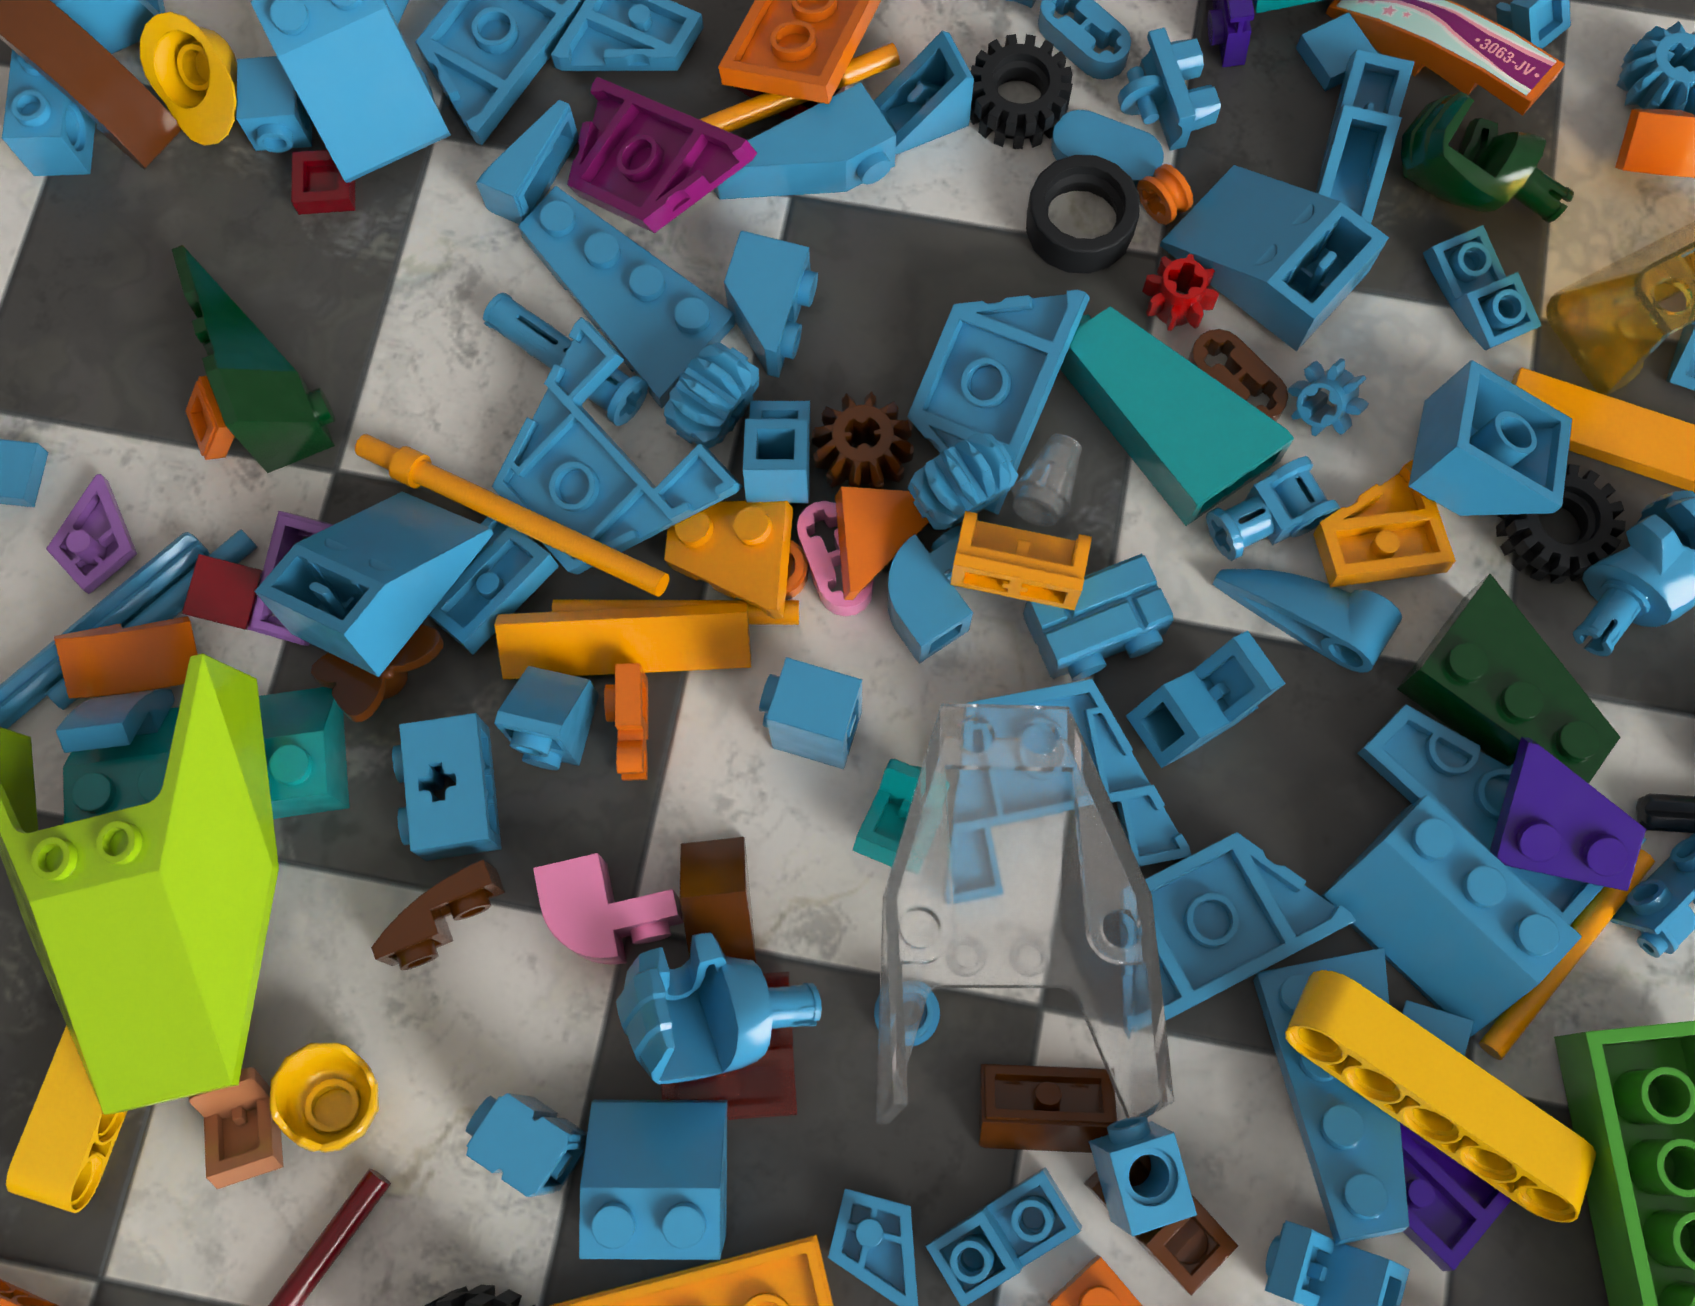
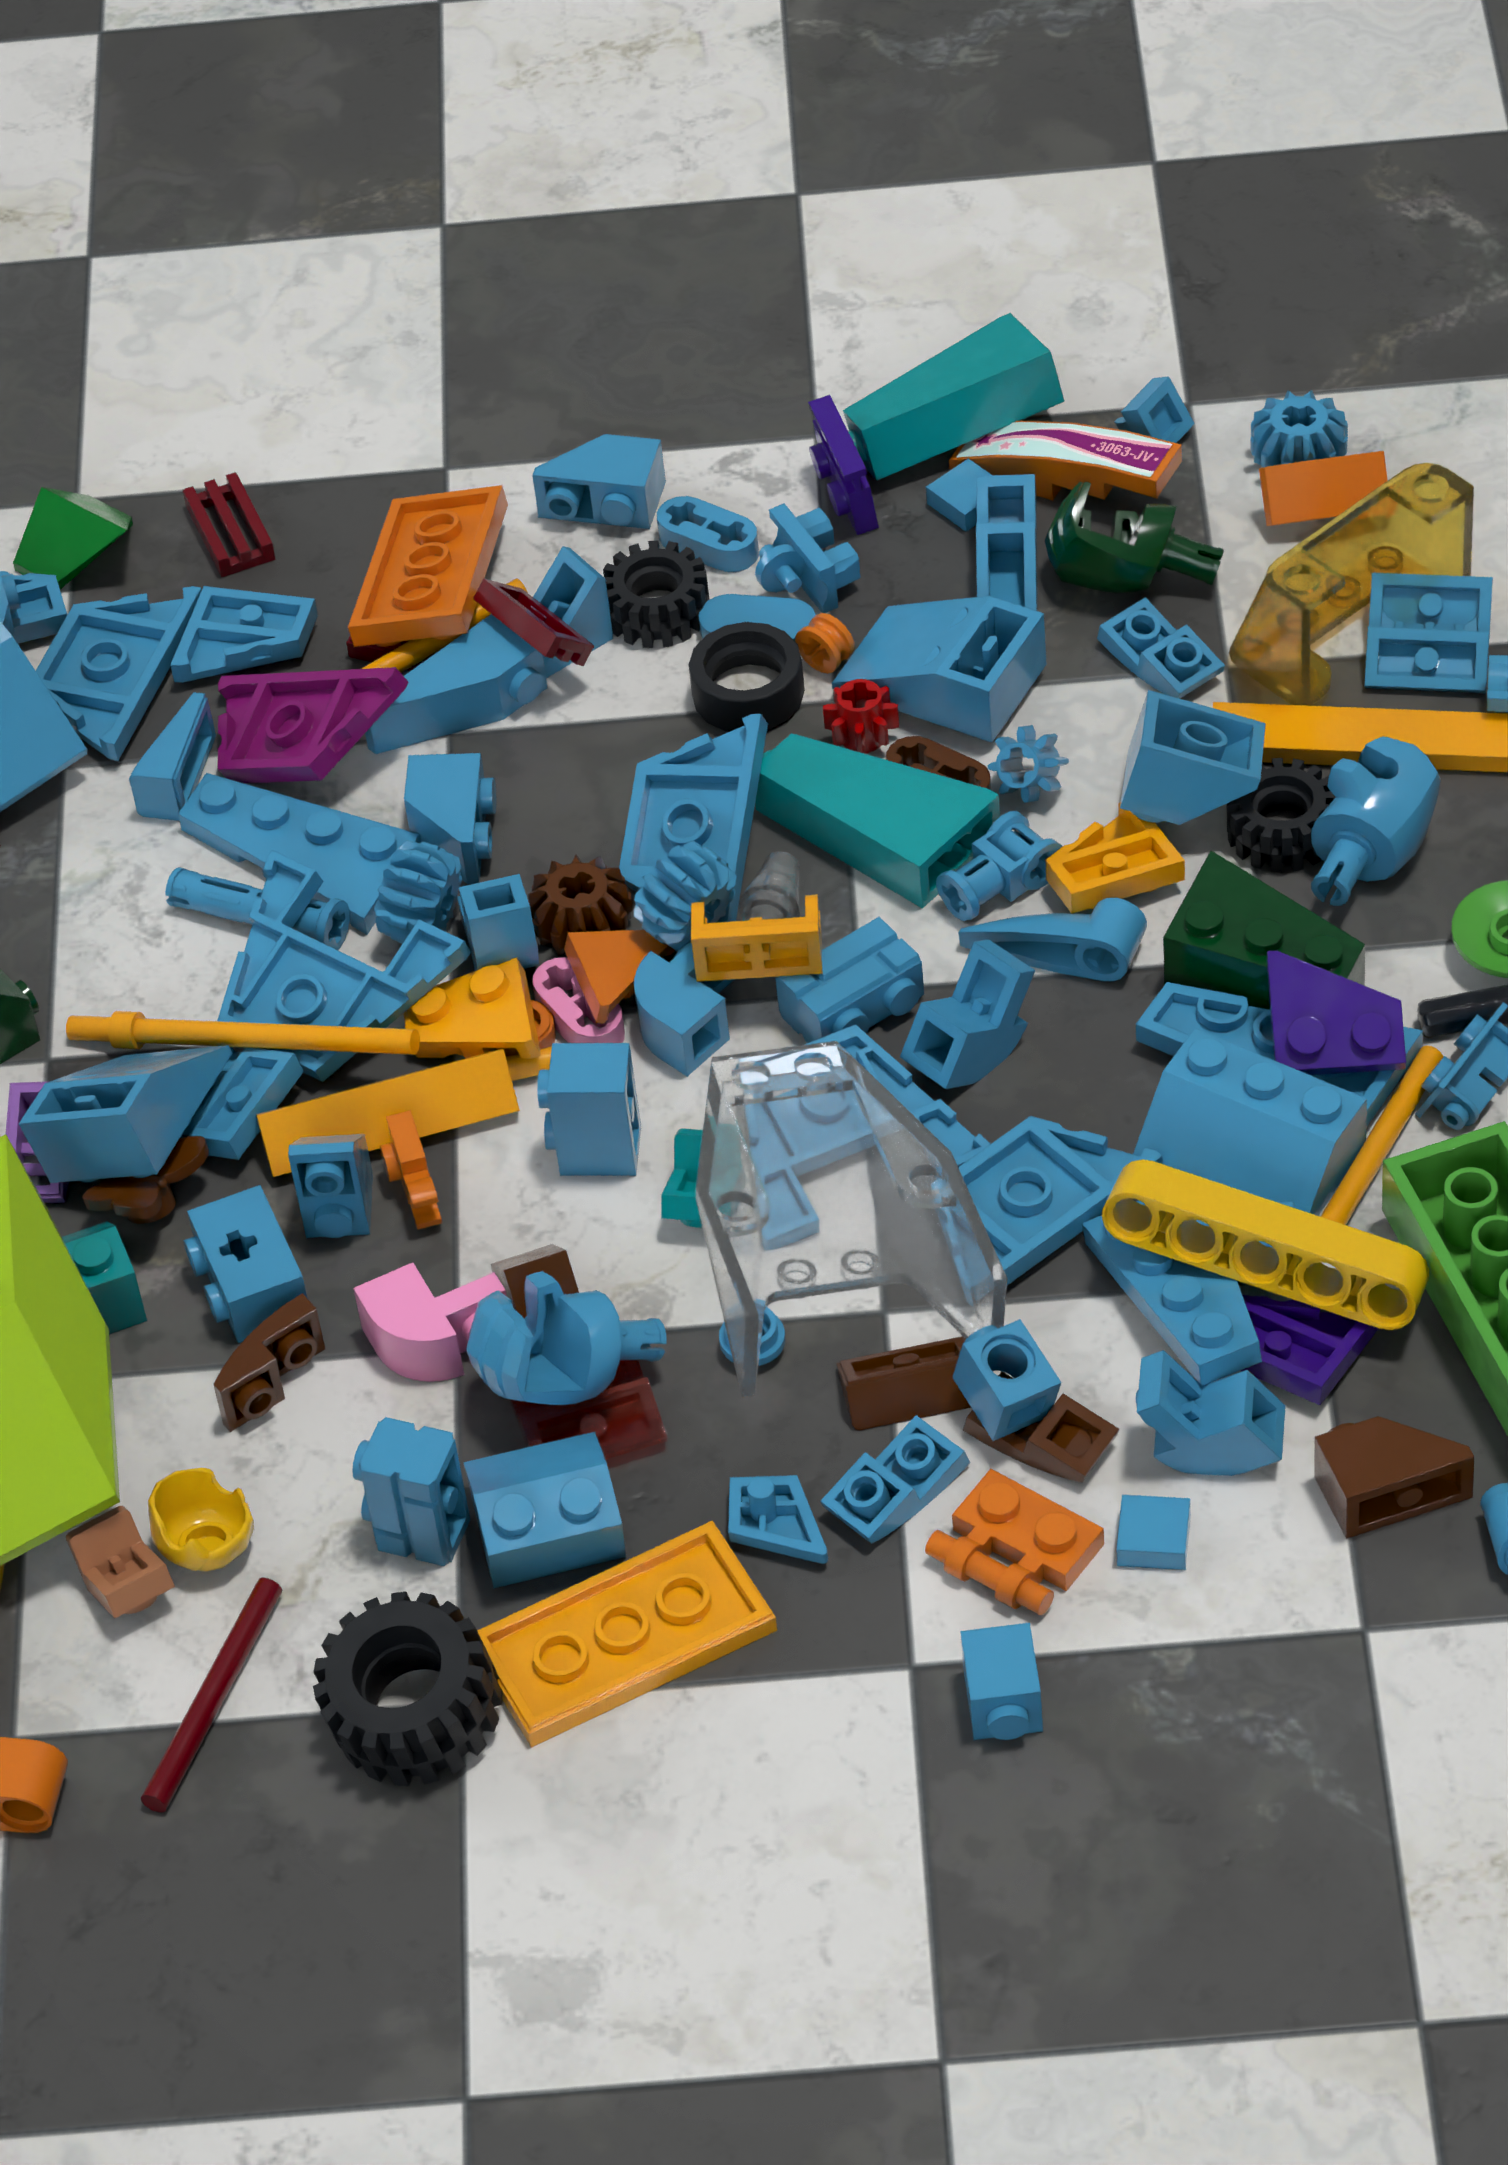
camera: 10 degrees left, 25 degrees down
(894, 105) = (533, 622): none -> dark red tile

